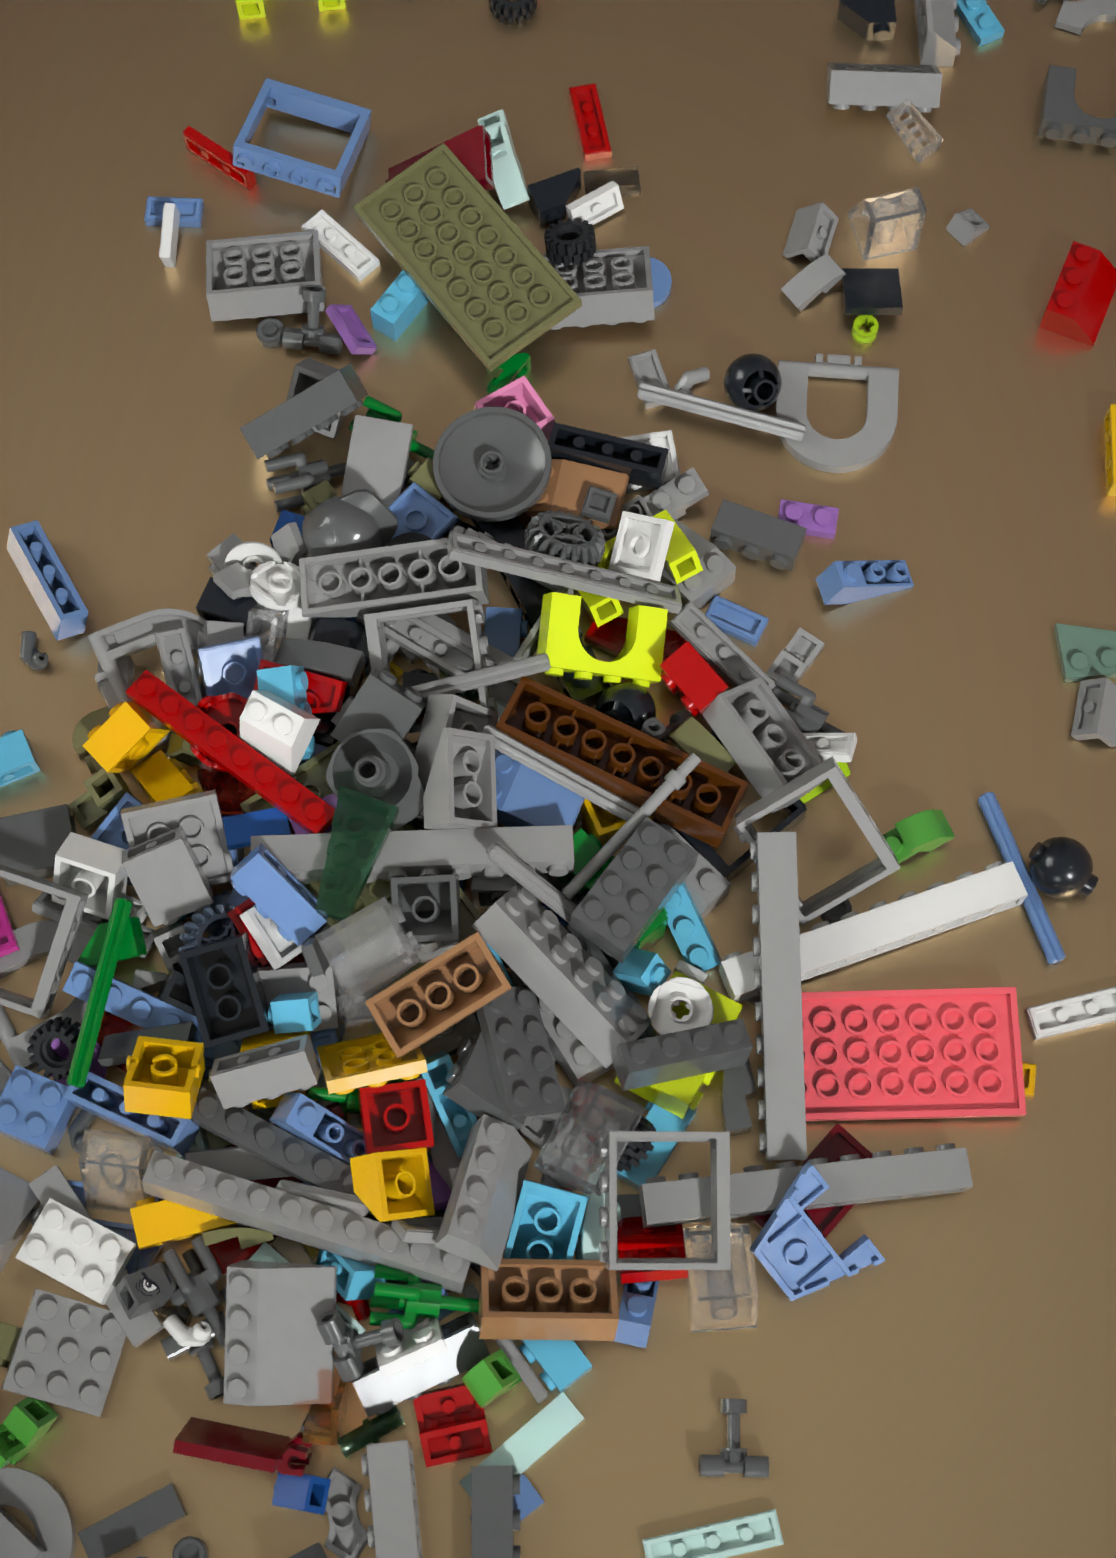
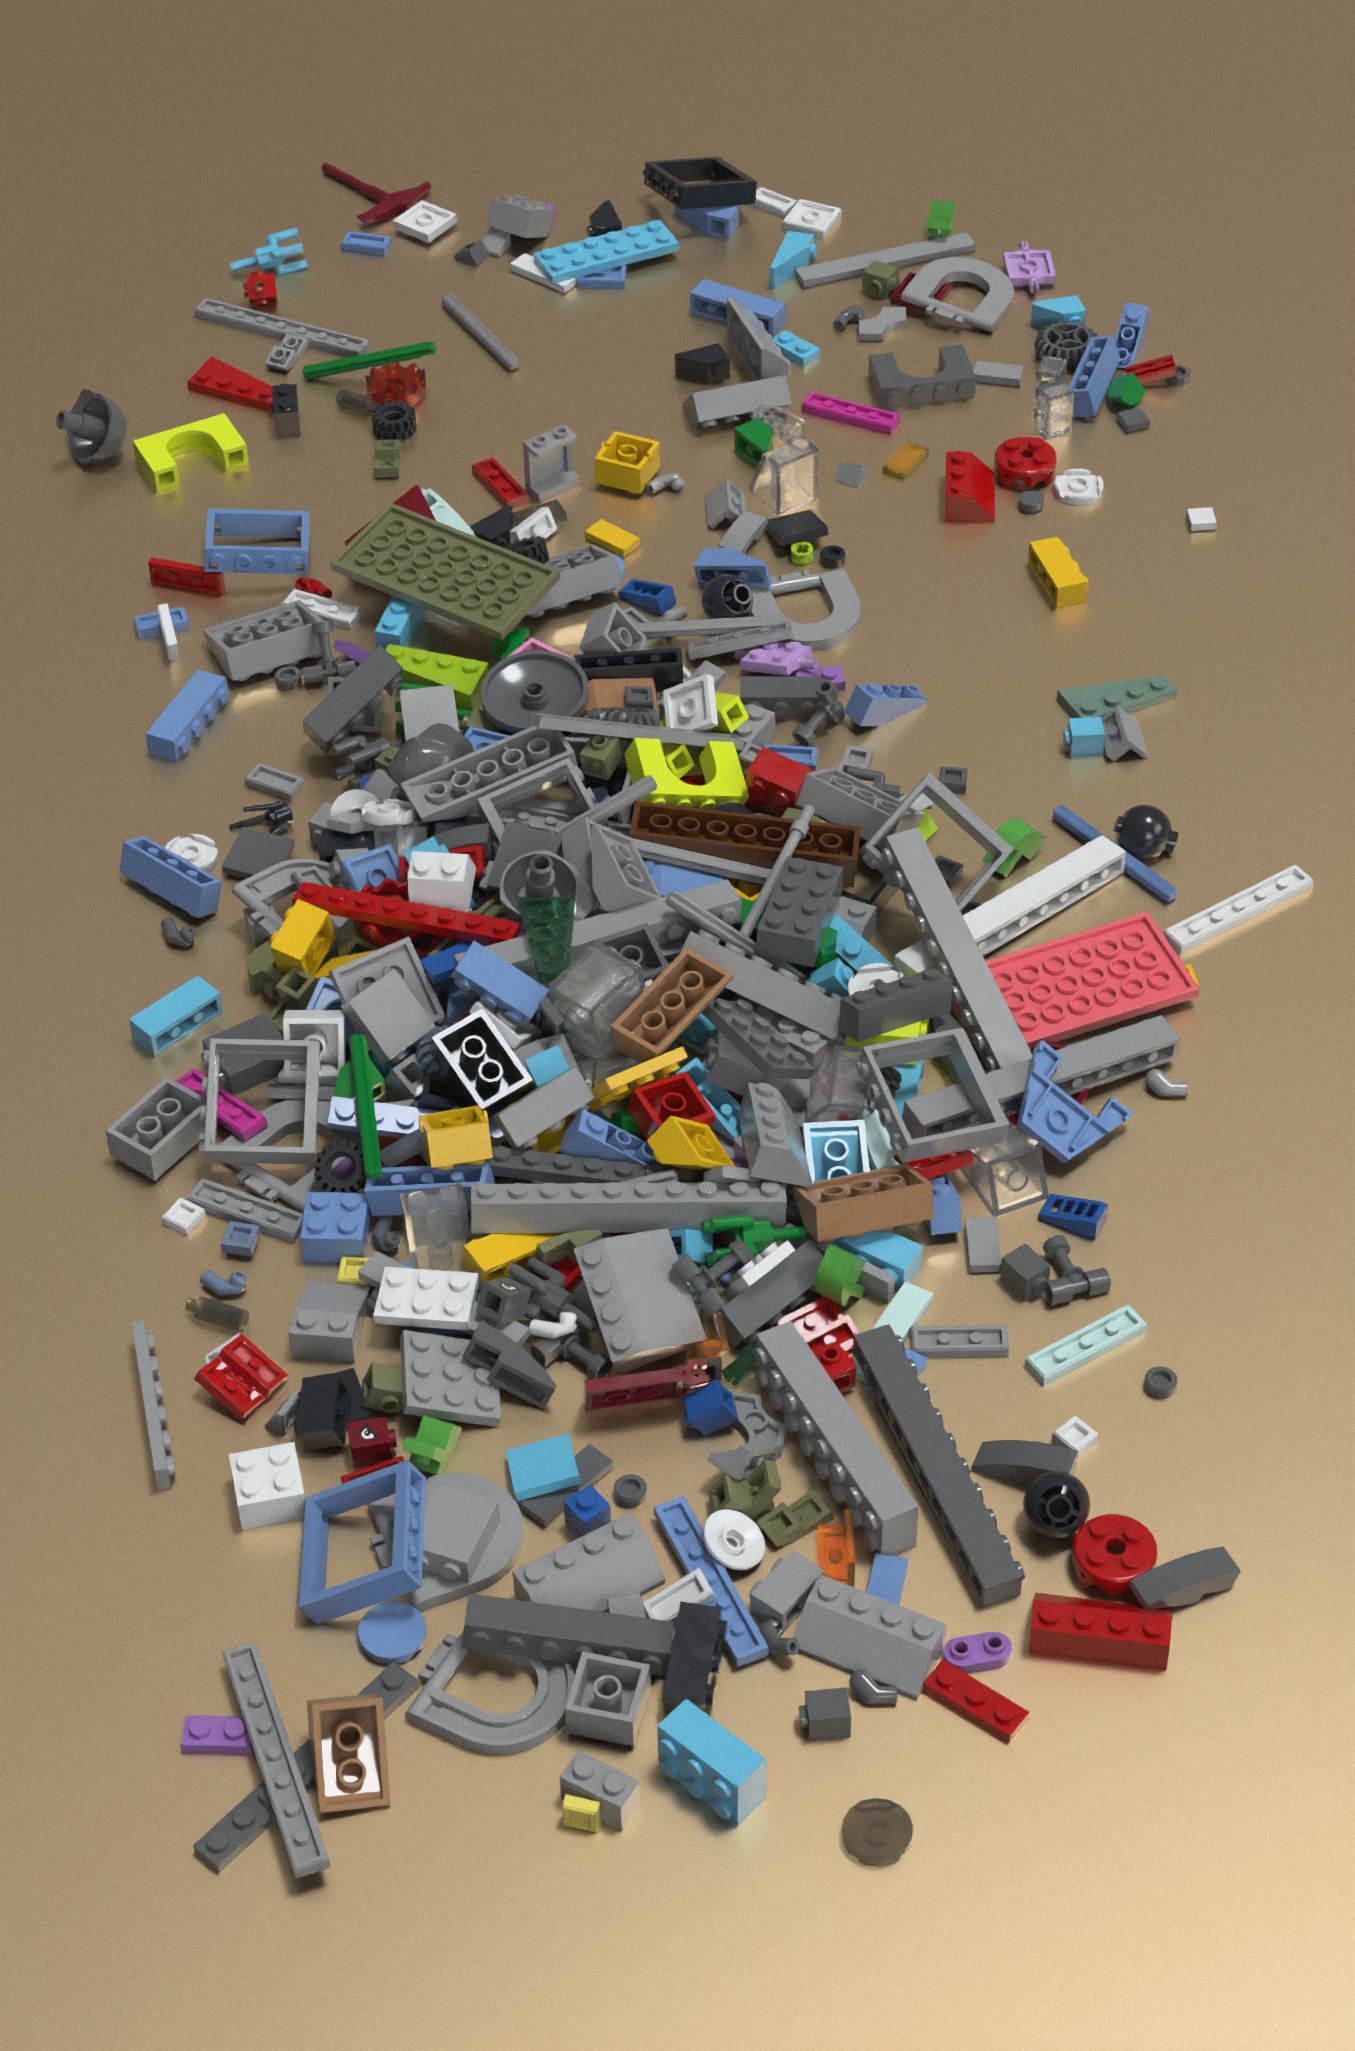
camera: 20 degrees left, 25 degrees down
(35, 1163) = (349, 1270): none -> light yellow tile
(85, 548) = (195, 849): none -> white tile
(113, 1499) = (543, 1467): none -> medium azure tile
(124, 1363) = (509, 1365): none -> dark grey slope
(148, 356) = (187, 715): none -> medium blue brick
(148, 574) = (255, 852): none -> dark grey tile
(185, 526) = (278, 815): none -> black plant
(204, 474) = (275, 782): none -> light grey tile
(342, 212) = (313, 586): none -> red arm
(414, 388) = (442, 669): none -> lime wedge
(448, 1496) = (838, 1365): none -> red brick
(487, 48) = (387, 458): none -> olive slope
(517, 593) = (601, 756): none -> olive brick
(587, 1488) = (960, 1341): none -> light grey tile
(608, 403) = (611, 632): none -> light grey brick
(643, 123) = (549, 464): none -> light grey panel
(662, 1369) = (982, 1245): none -> light grey tile
(675, 240) = (612, 538): none -> yellow tile
(687, 1430) = (1025, 1272): none -> dark grey brick
(688, 351) = (649, 596): none -> blue slope
(728, 141) = (627, 462): none -> yellow brick
(746, 441) = (740, 640): none -> light grey tile
(760, 175) = (663, 481): none -> light grey arm
(770, 331) = (722, 561): none -> medium blue slope
(774, 479) = (777, 658): none -> lavender plate
(780, 1391) = (1088, 1223): none -> blue slope
(798, 569) = (827, 708): none -> dark grey bar
(831, 838) = (949, 869): none -> dark grey tile
(879, 151) = (753, 440): none -> green slope
(893, 711) = (954, 778): none -> dark grey tile
(896, 343) = (832, 556): none -> black tile
(936, 1225) = (1164, 1086): none -> light grey arm
(1001, 135) = (850, 413): none -> dark pink tile
(1031, 226) = (905, 460): none -> clear yellow tile
(1056, 702) = (1084, 736): none -> medium azure brick

